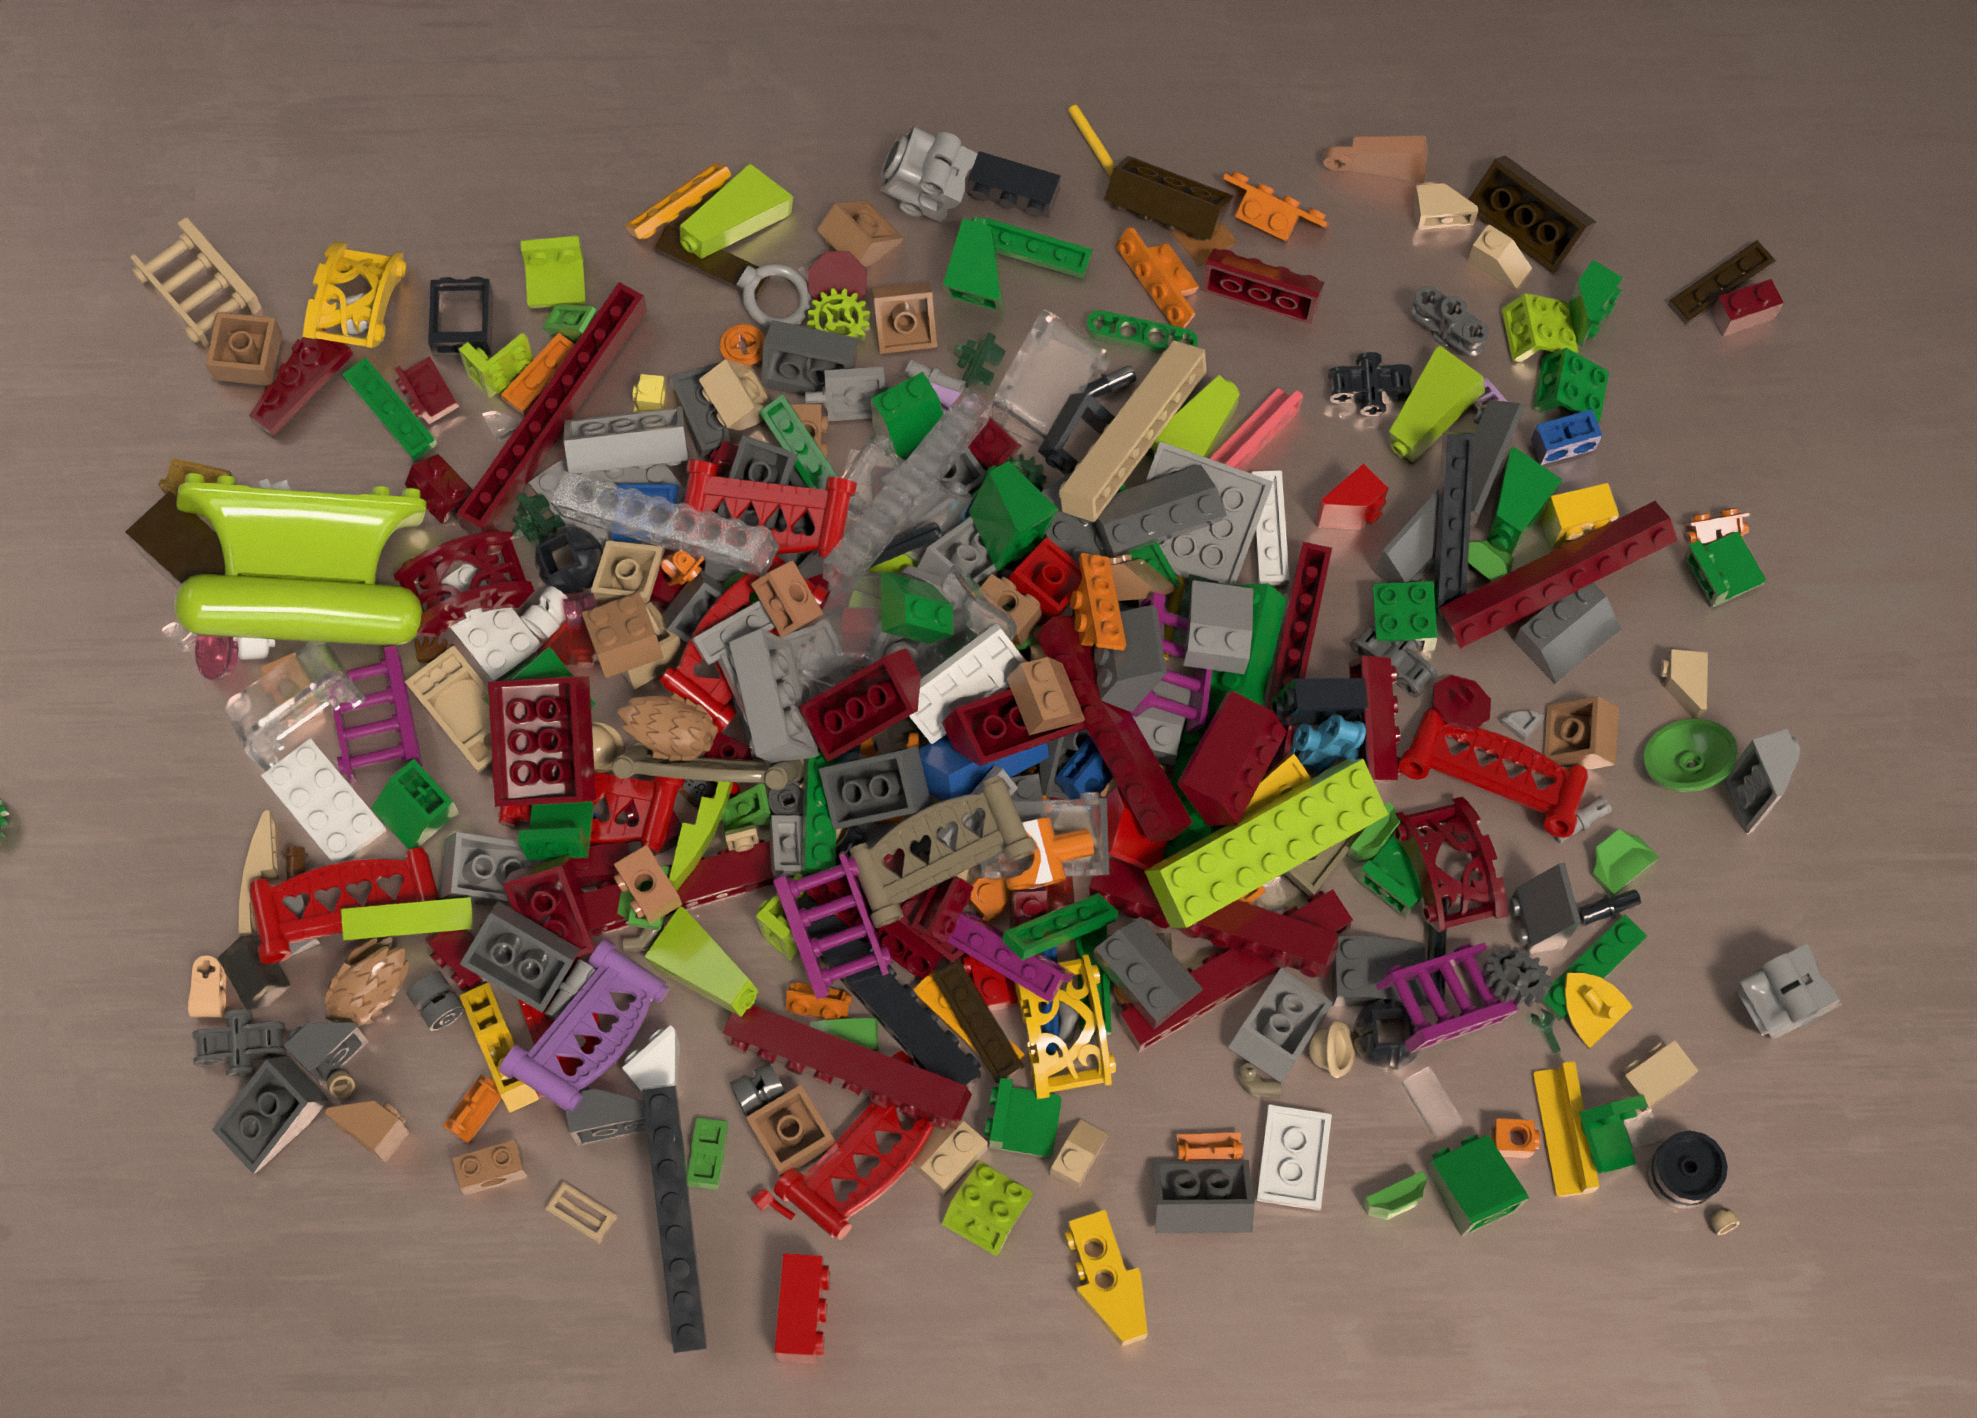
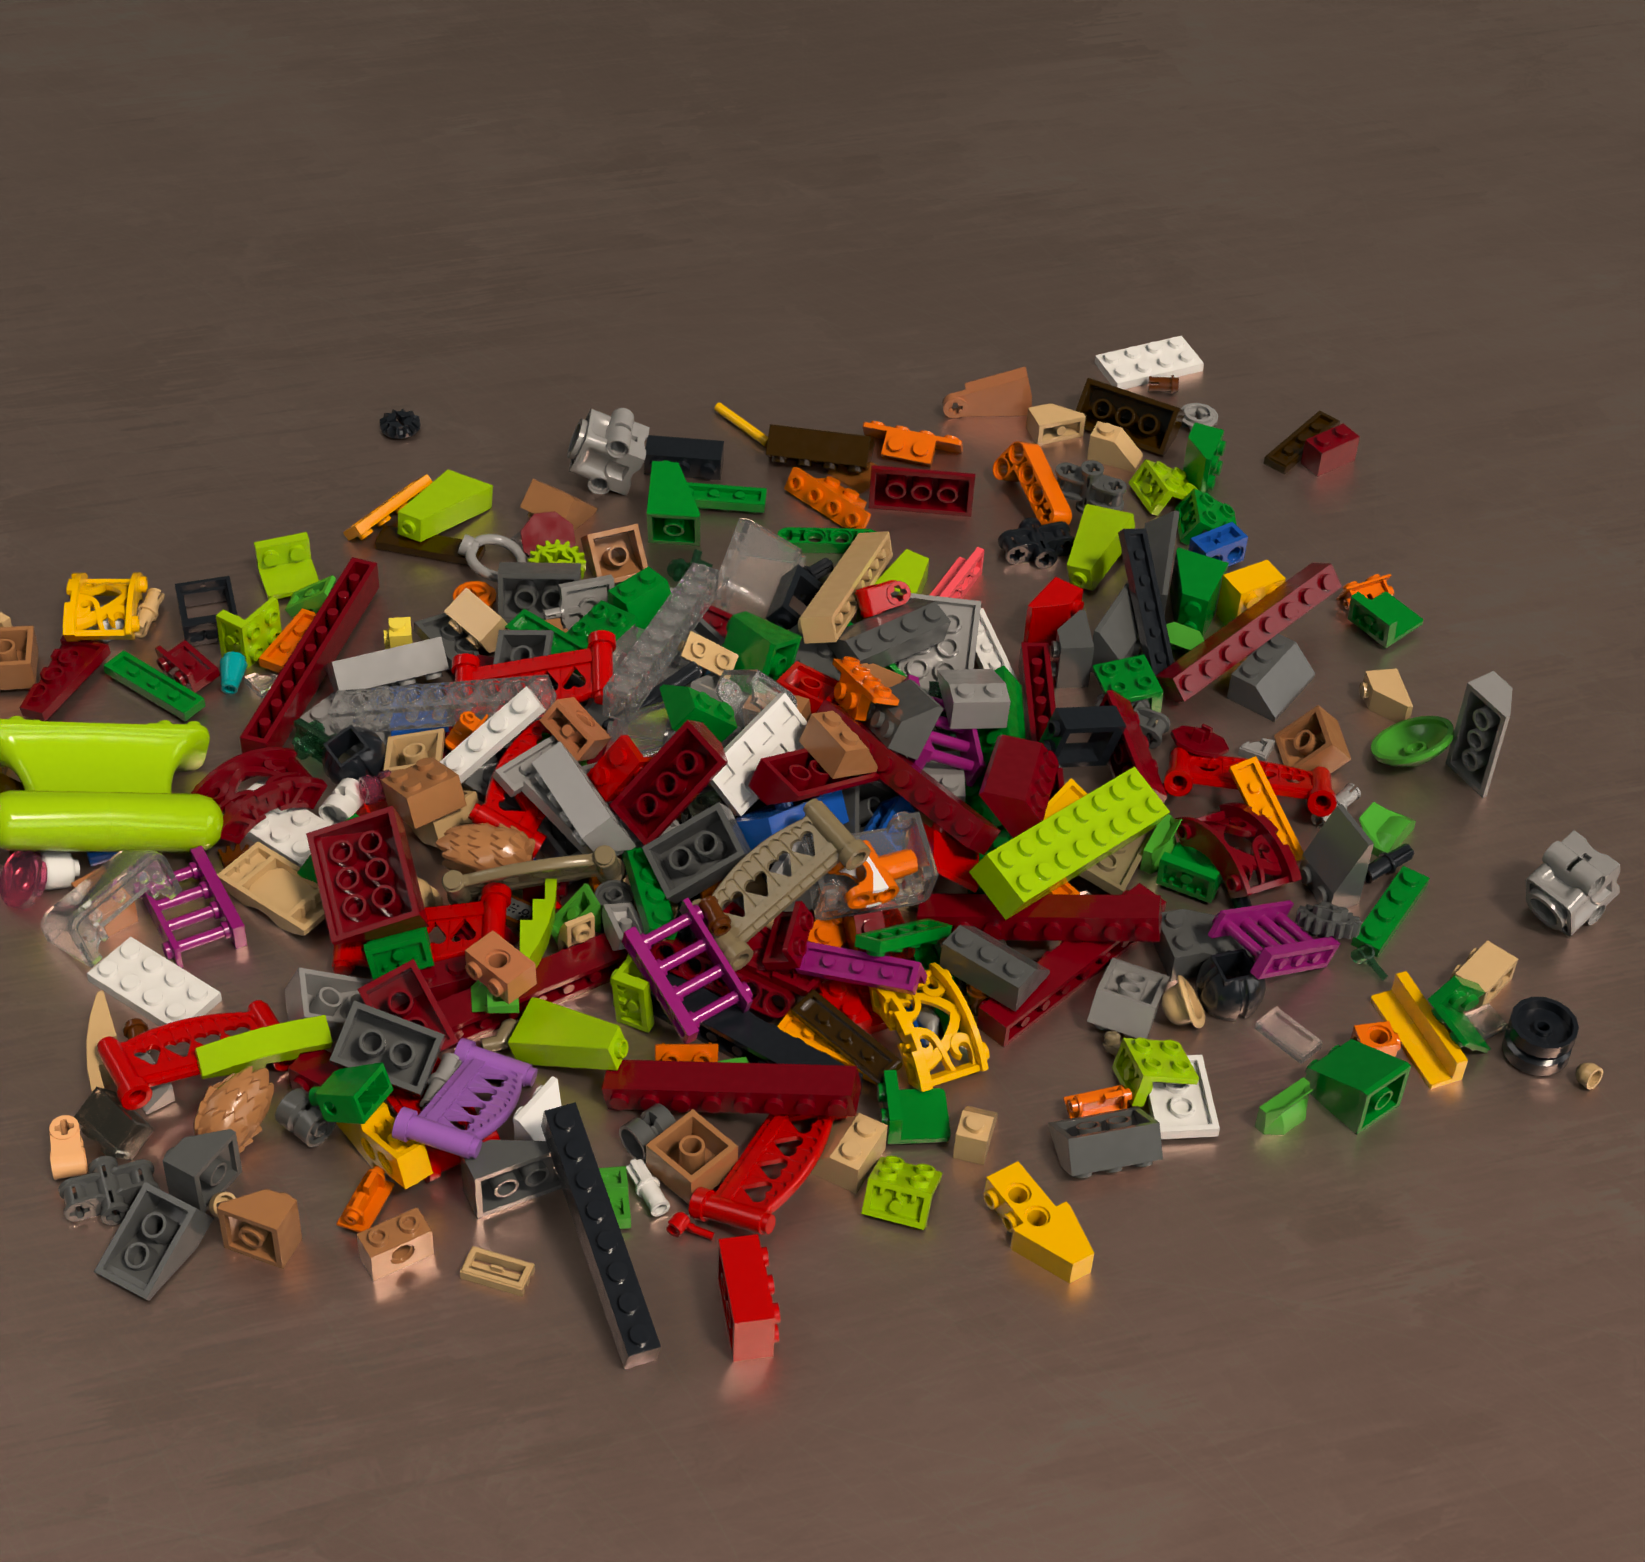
camera: 15 degrees left, 25 degrees down
(400, 304) = (148, 610): none -> tan pin
(413, 805) = (248, 965): green slope -> none
(438, 486) = (222, 733): dark red bracket -> none
(471, 405) = (232, 671): none -> teal cone
(475, 1005) = (352, 1093): none -> green torso
(700, 590) = (494, 734): none -> white plate
(708, 80) = (392, 428): none -> black gear
(743, 1149) = (647, 1187): none -> white axle
(817, 669) = (617, 768): none -> red bracket
(854, 444) = (602, 617): none -> green bracket
(870, 875) = (717, 921): none -> reddish brown pin
(953, 515) = (707, 654): none -> tan hinge
(1159, 462) = (878, 598): none -> piece
(1276, 1123) = (1150, 1061): none -> lime bracket
(1331, 741) = (1099, 765): dark azure axle -> none
(1356, 561) = (1072, 653): none -> dark grey slope
(1393, 303) = (1028, 465): none -> orange beam
(1497, 820) = (1260, 796): none -> light orange plate
(1583, 127) = (1161, 358): none -> white plate
(1588, 166) = (1165, 384): none -> reddish brown pin
(1593, 1006) = (1404, 935): yellow shield -> none
(1623, 218) = (1205, 413): none -> light grey gear

